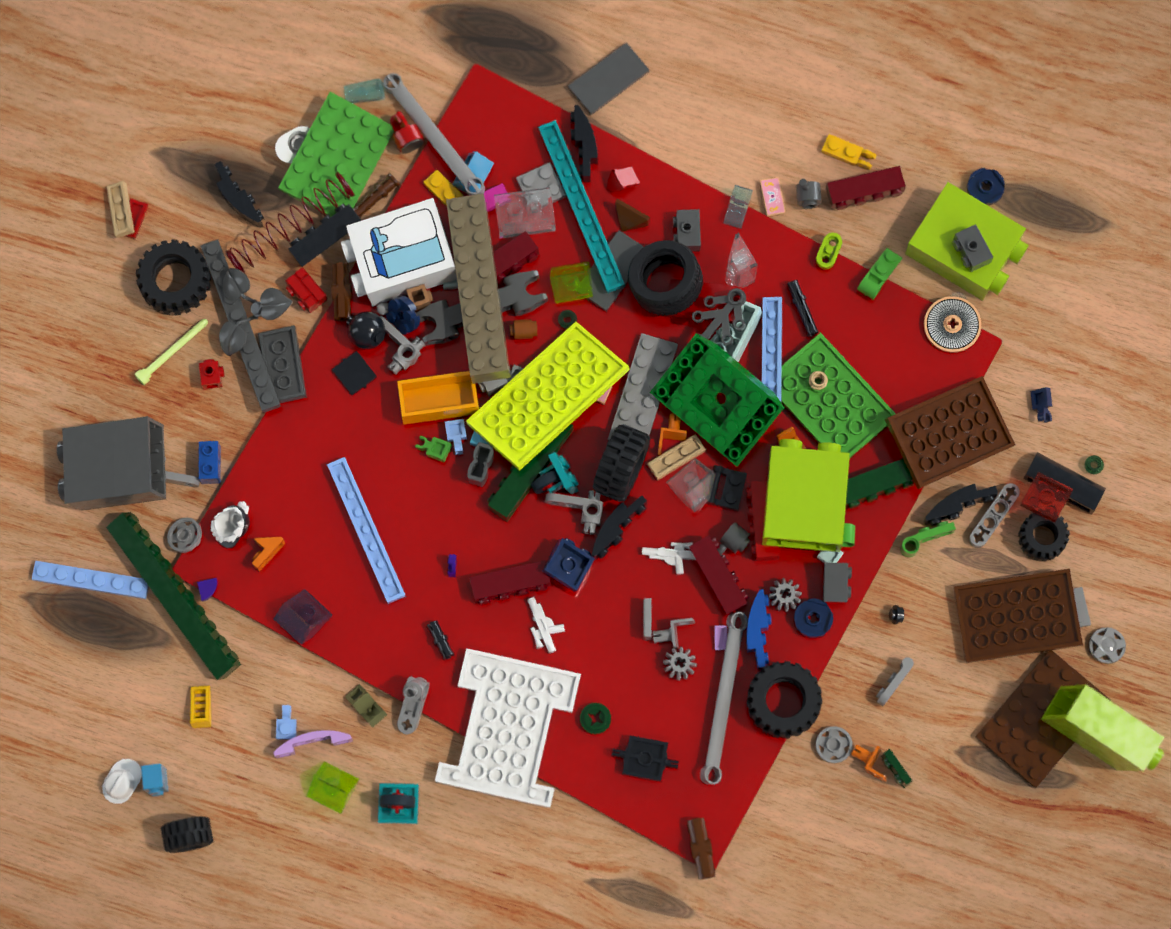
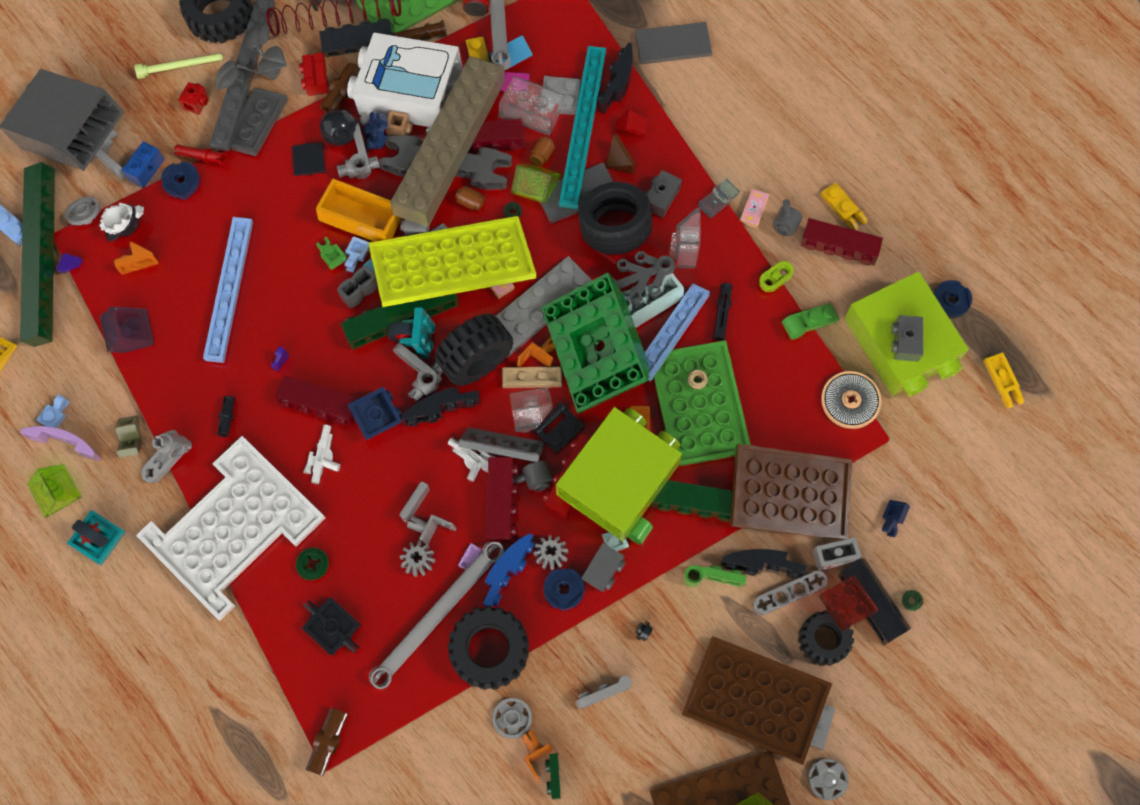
camera: 30 degrees right, 5 degrees down
(247, 449) = (187, 187): none -> dark blue plate
(262, 421) = (206, 155): none -> red pin
(559, 249) = (542, 150): none -> dark orange brick
(690, 529) = (501, 444): none -> dark grey tile
(1014, 462) = (836, 554): none -> light grey brick
(1066, 233) = (1003, 379): none -> yellow hinge

